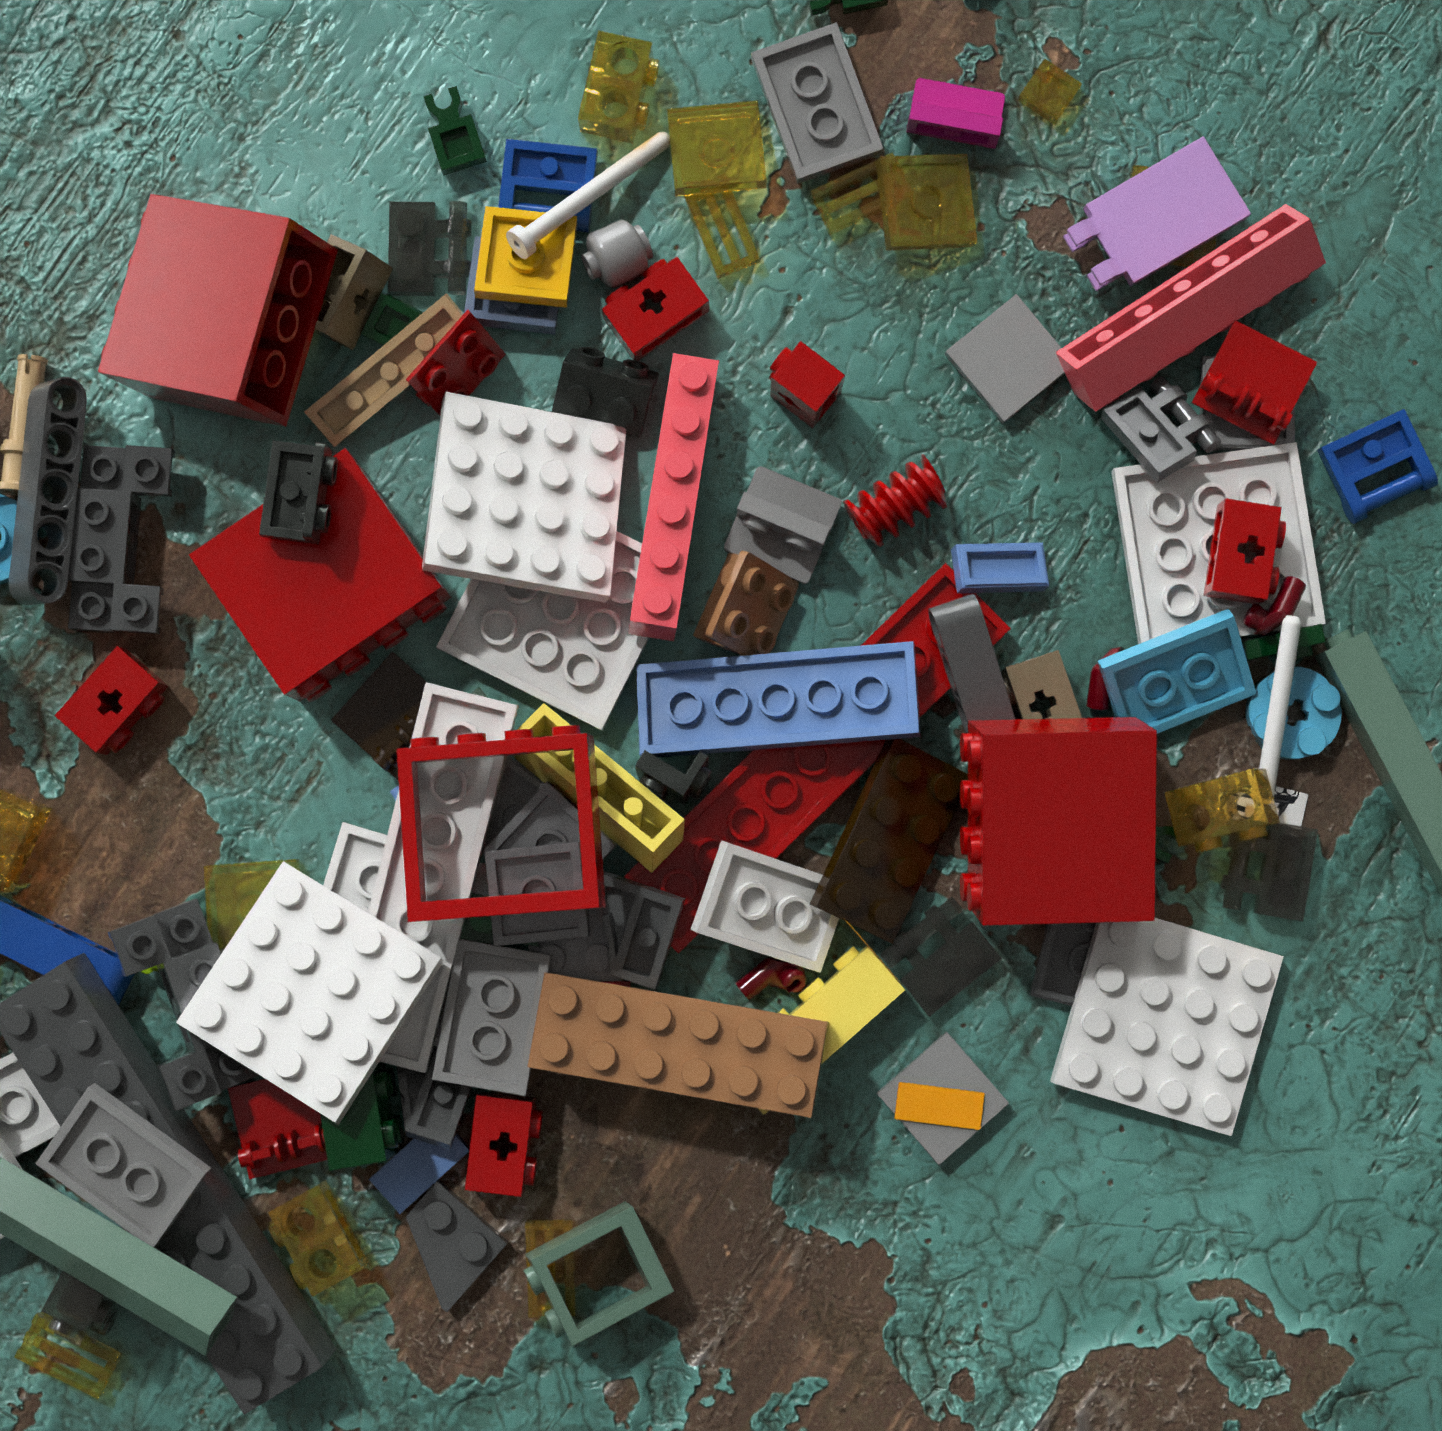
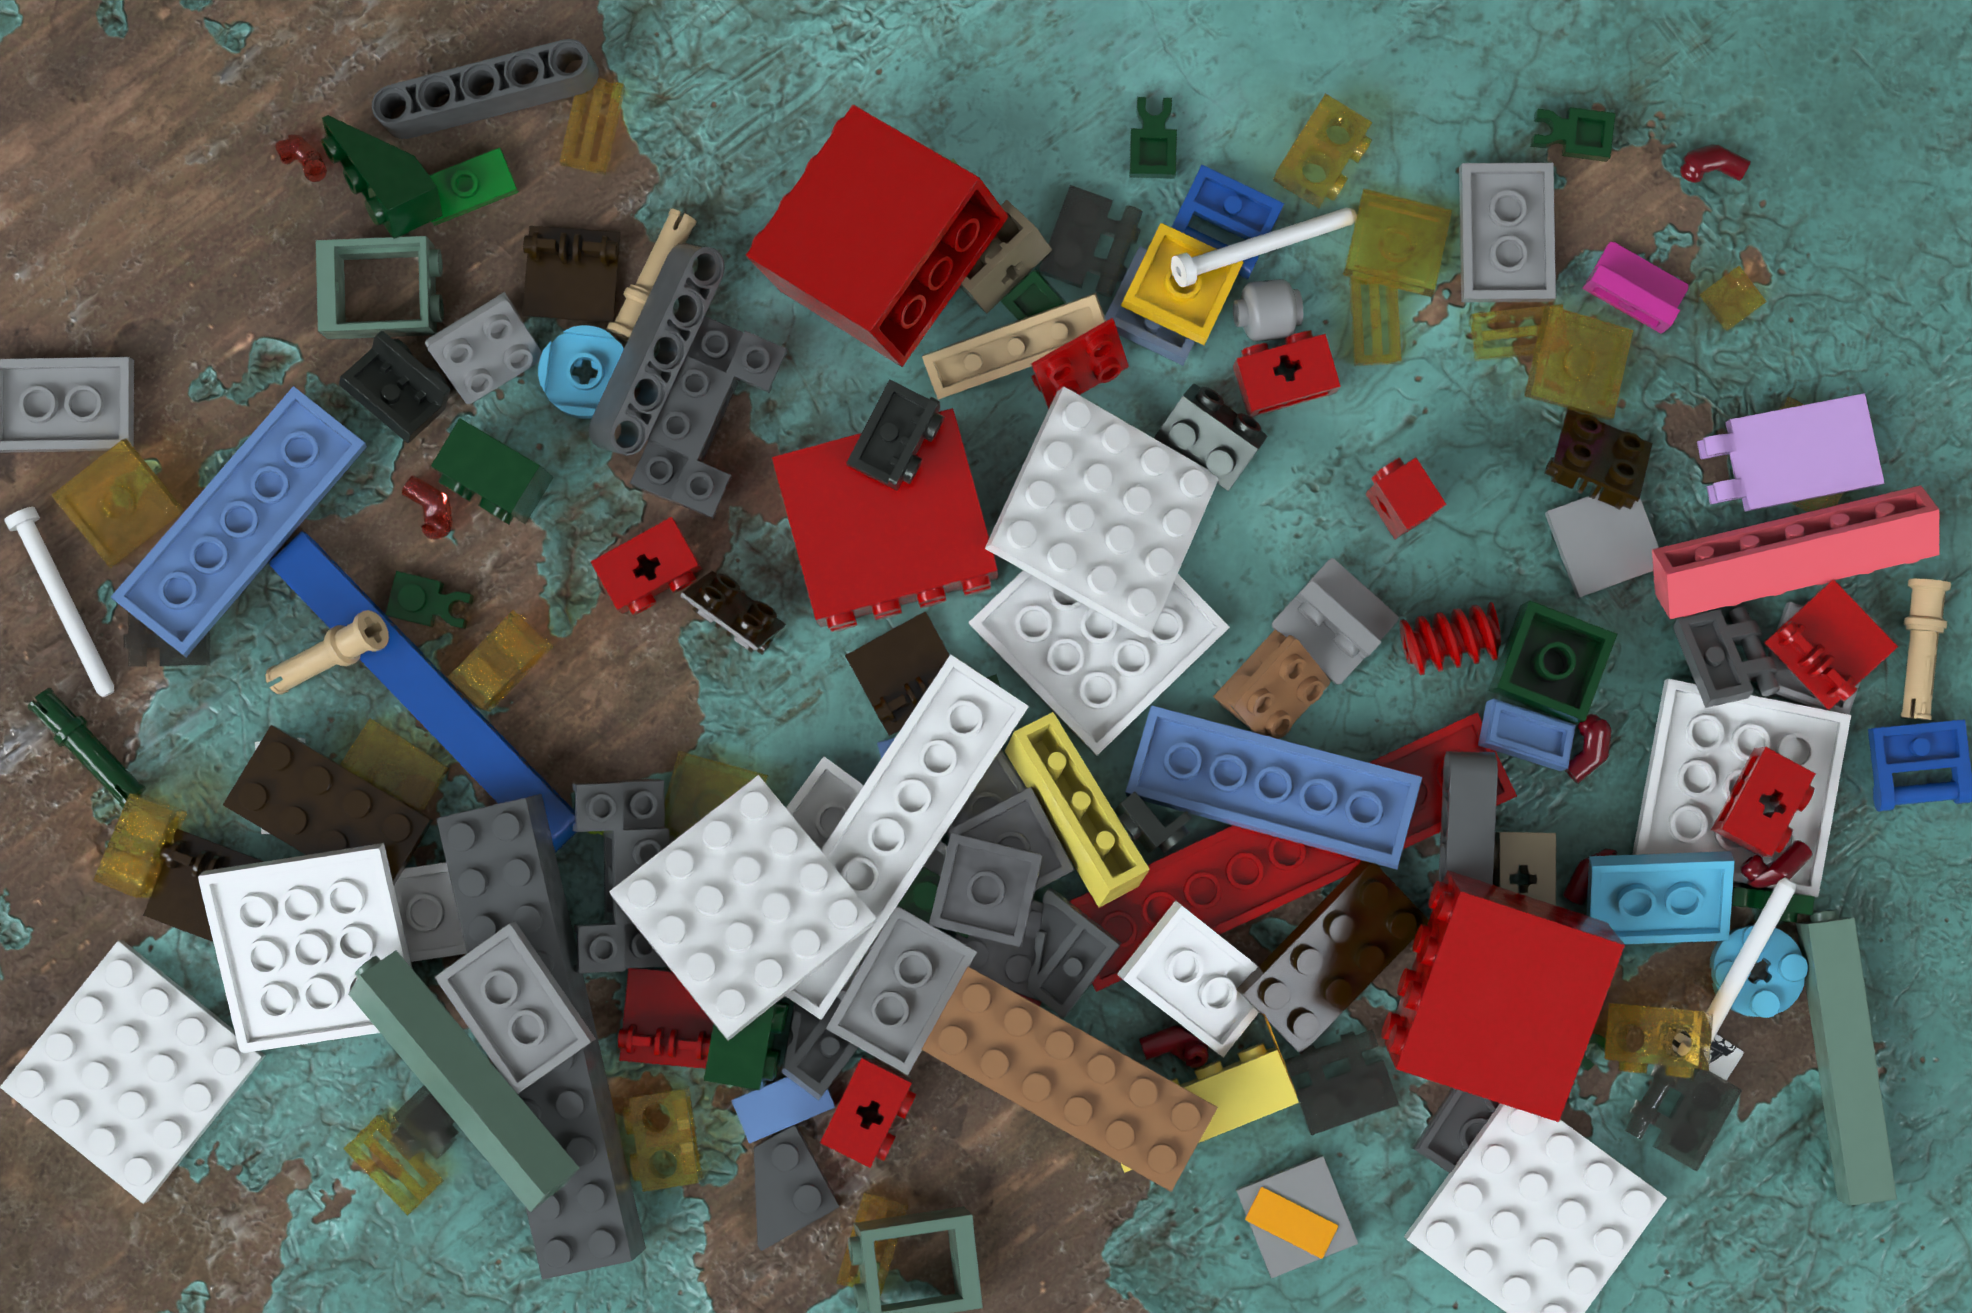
camera: 20 degrees right, 0 degrees up
(195, 710) = (720, 600): none -> dark brown hinge
(515, 743) = (1016, 742): red window -> none
(673, 497) = (1242, 561): coral brick -> none
(977, 281) = (1600, 456): none -> dark brown hinge
(999, 490) = (1552, 662): none -> dark green brick
(1069, 559) = (1595, 748): none -> dark red arm
(1336, 334) = (1924, 626): none -> tan pin

